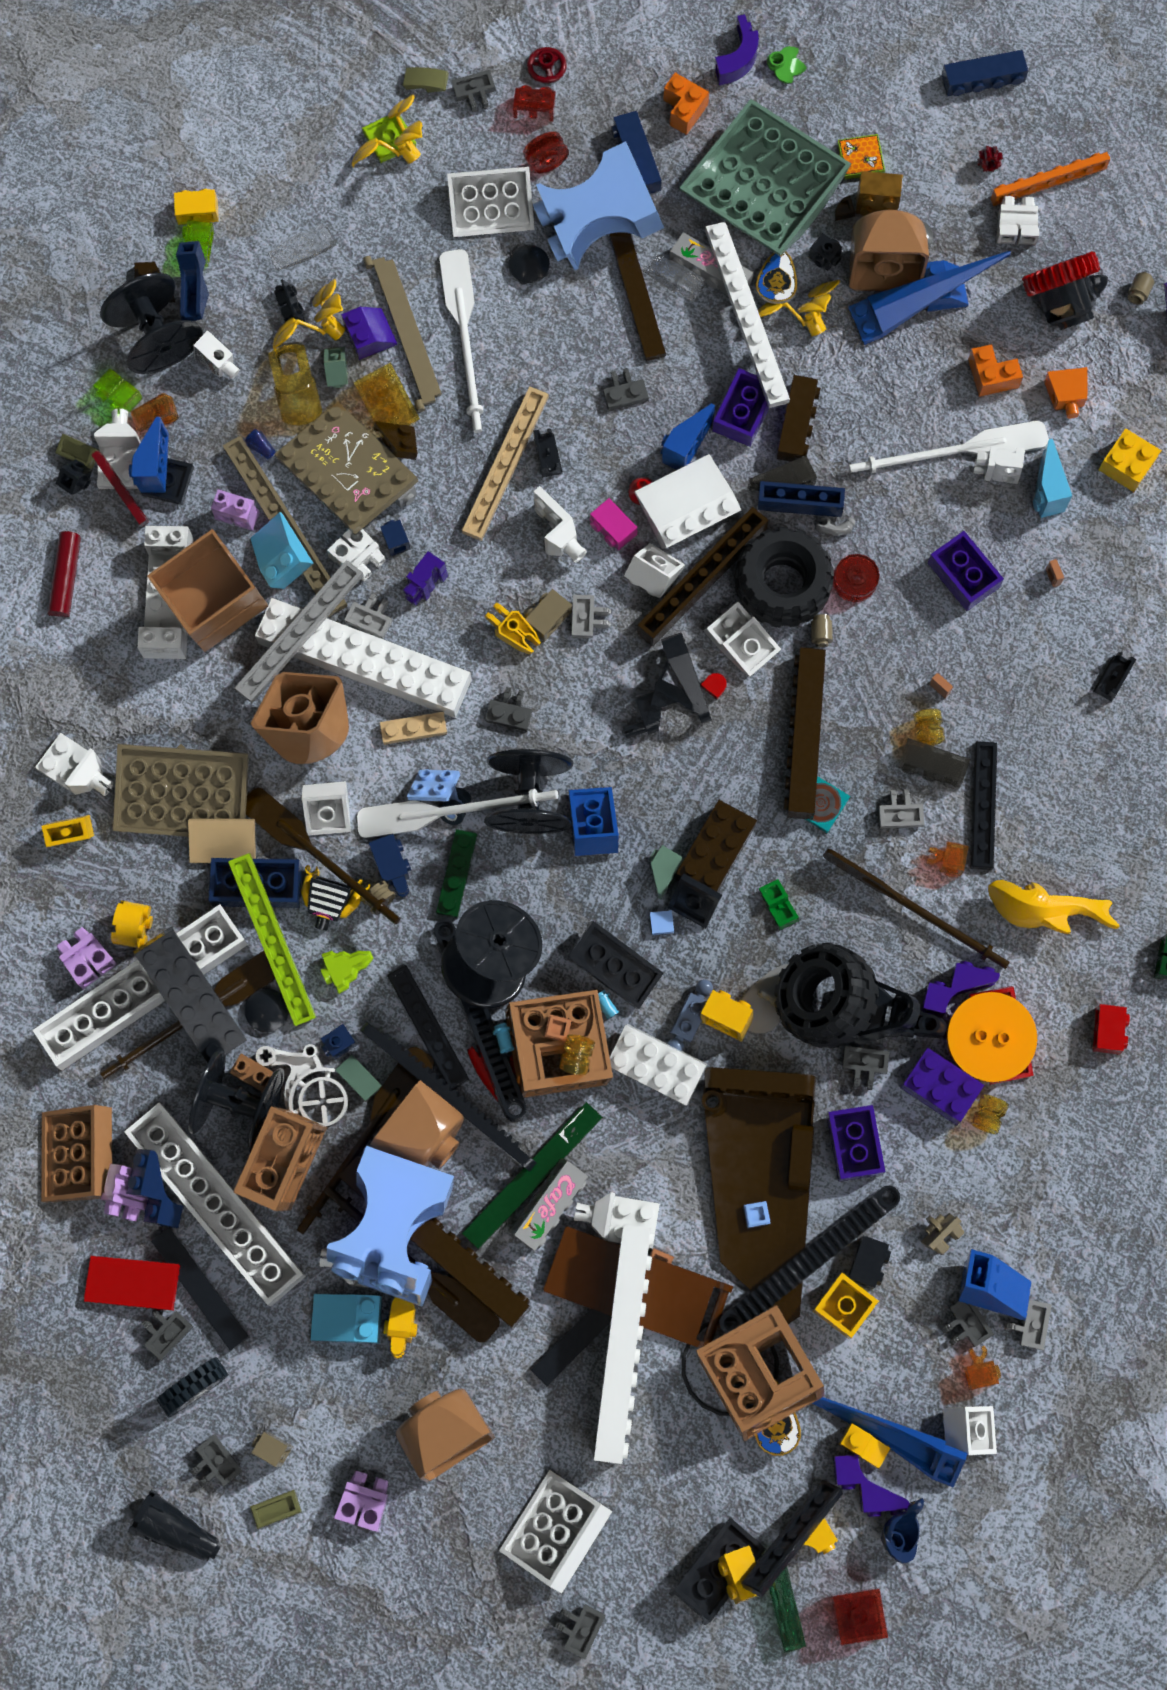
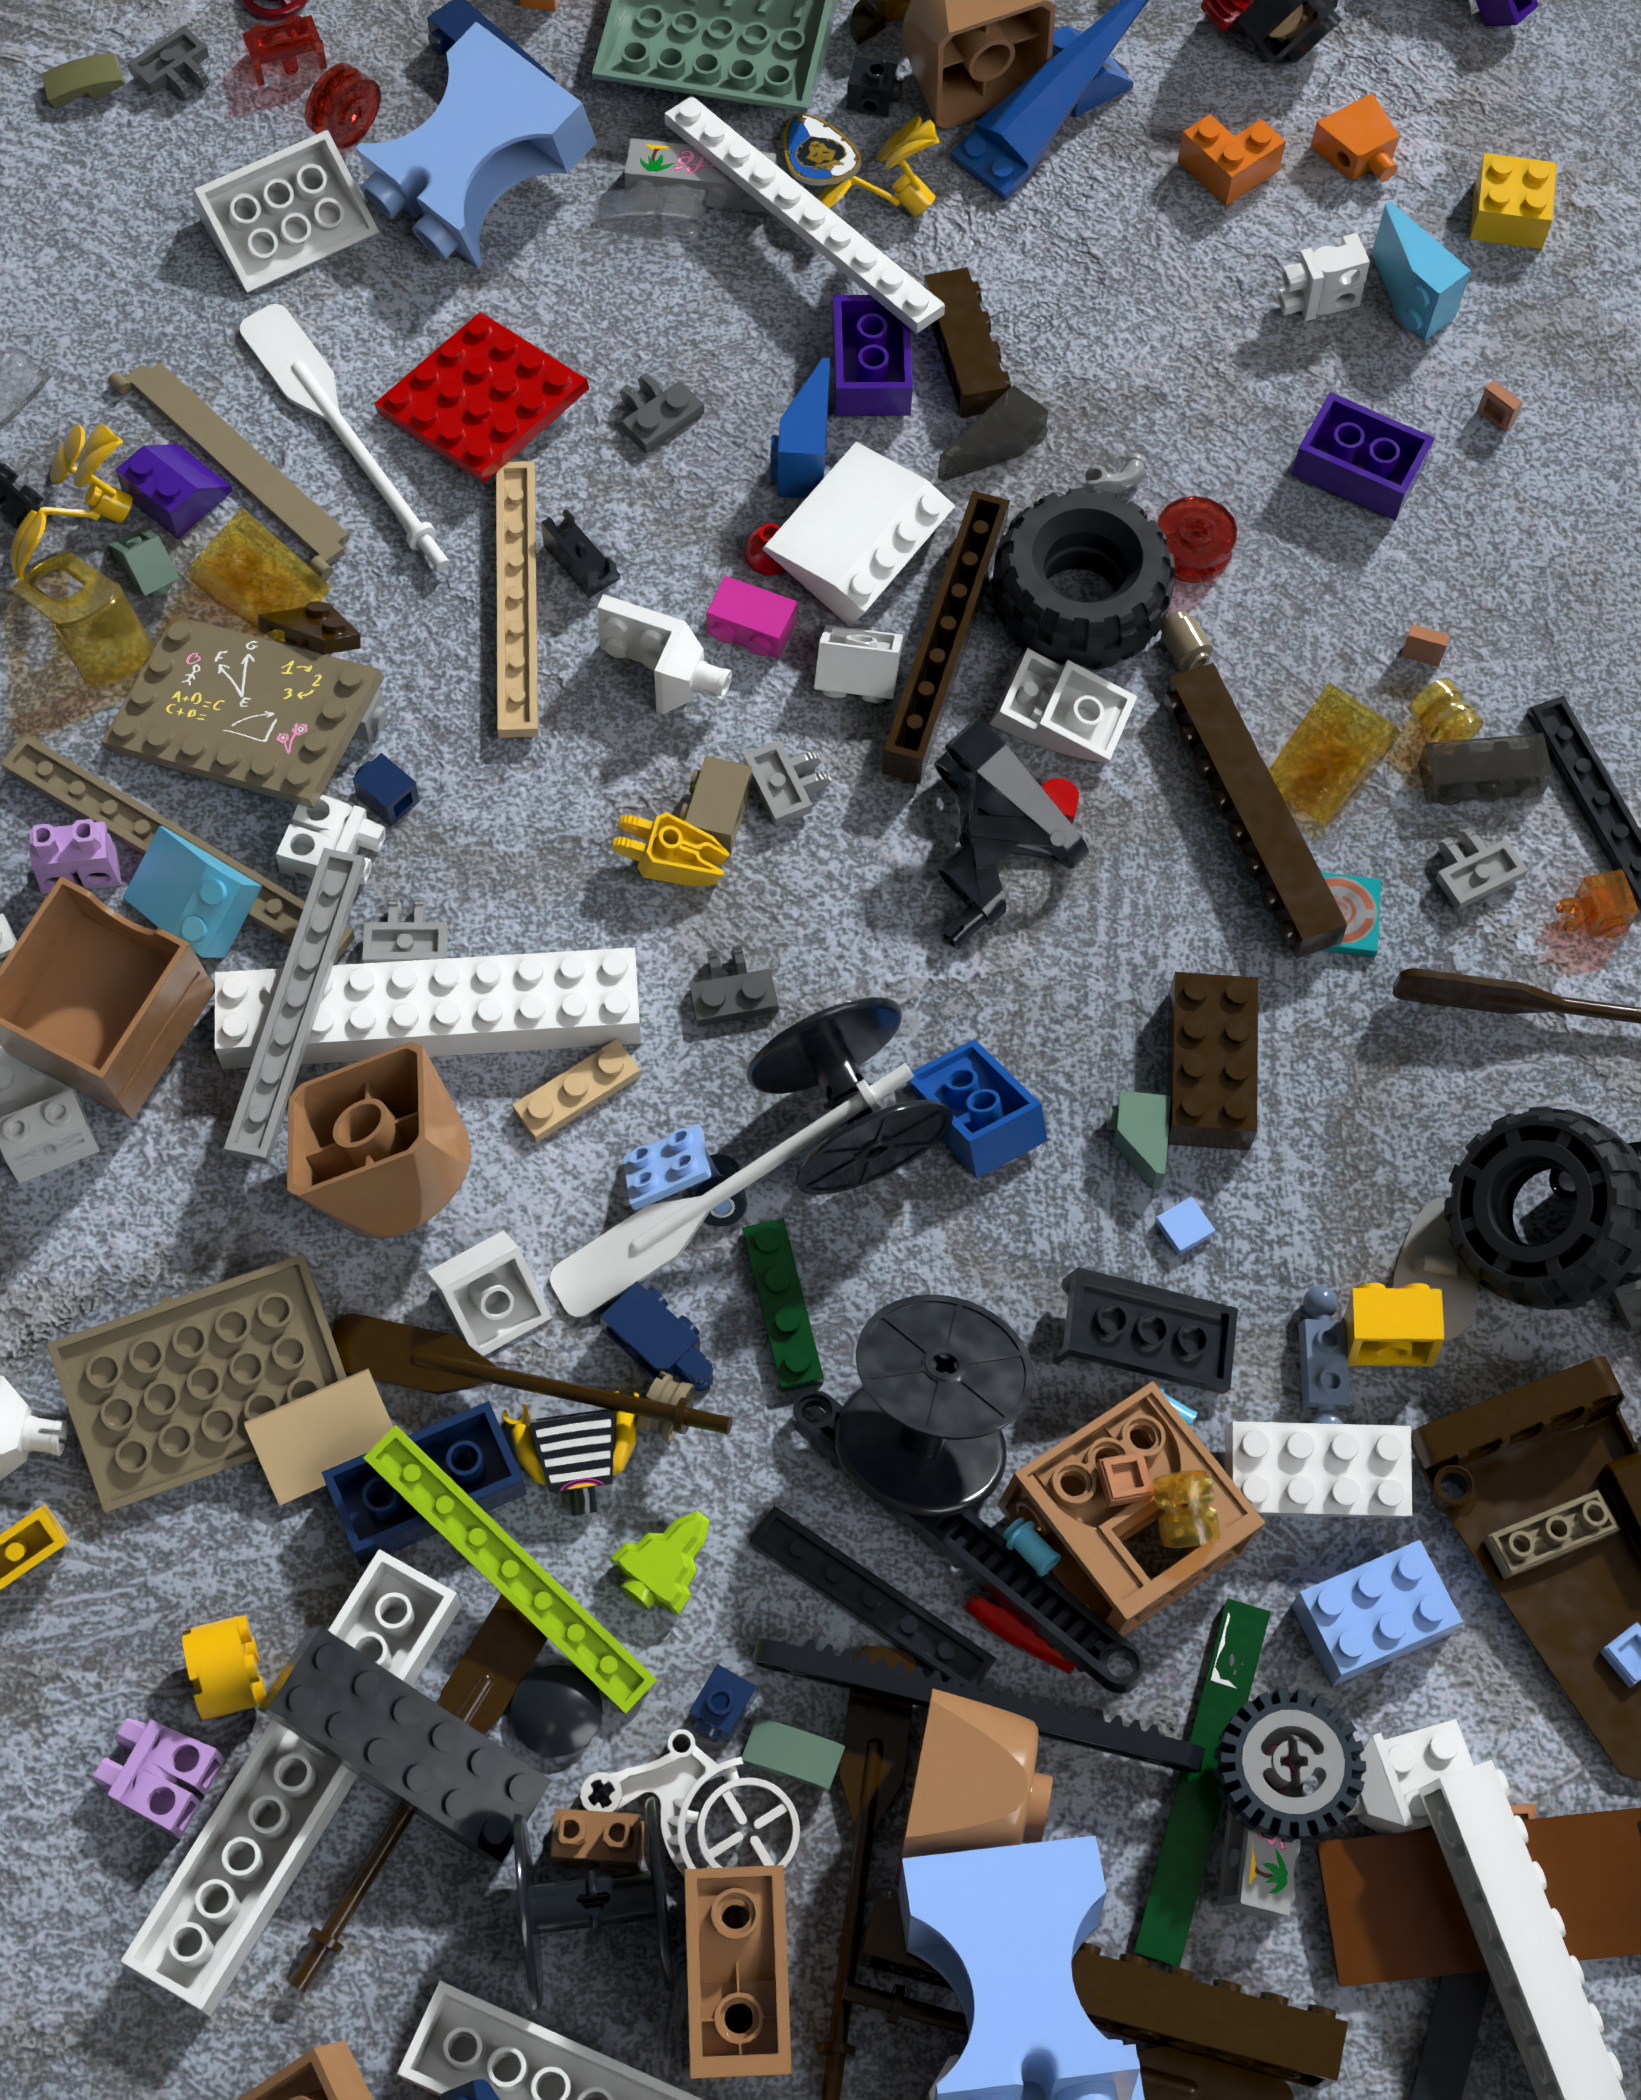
camera: 30 degrees left, 10 degrees down
(259, 443) = (67, 735): clear blue cone -> none
(387, 131) = (61, 185): lime tile -> none
(403, 141) = (100, 184): yellow plant -> none
(424, 577) = (475, 815): dark purple hips -> none
(529, 264) = (397, 284): black dish -> none
(540, 346) = (481, 396): none -> red plate
(544, 1178) = (1334, 1765): none -> wheel
(637, 295) = (602, 264): dark brown tile -> none
(648, 1140) = (1376, 1613): none -> light blue brick
(694, 901) = (1227, 1159): black plate -> none
(736, 1143) = (1533, 1543): none -> dark tan tile
(778, 904) = (1358, 1104): green slope -> none
(801, 499) = (1041, 453): dark blue brick -> none
(861, 721) = (1332, 754): none -> clear yellow slope
(1024, 435) = (1319, 231): white piece -> none

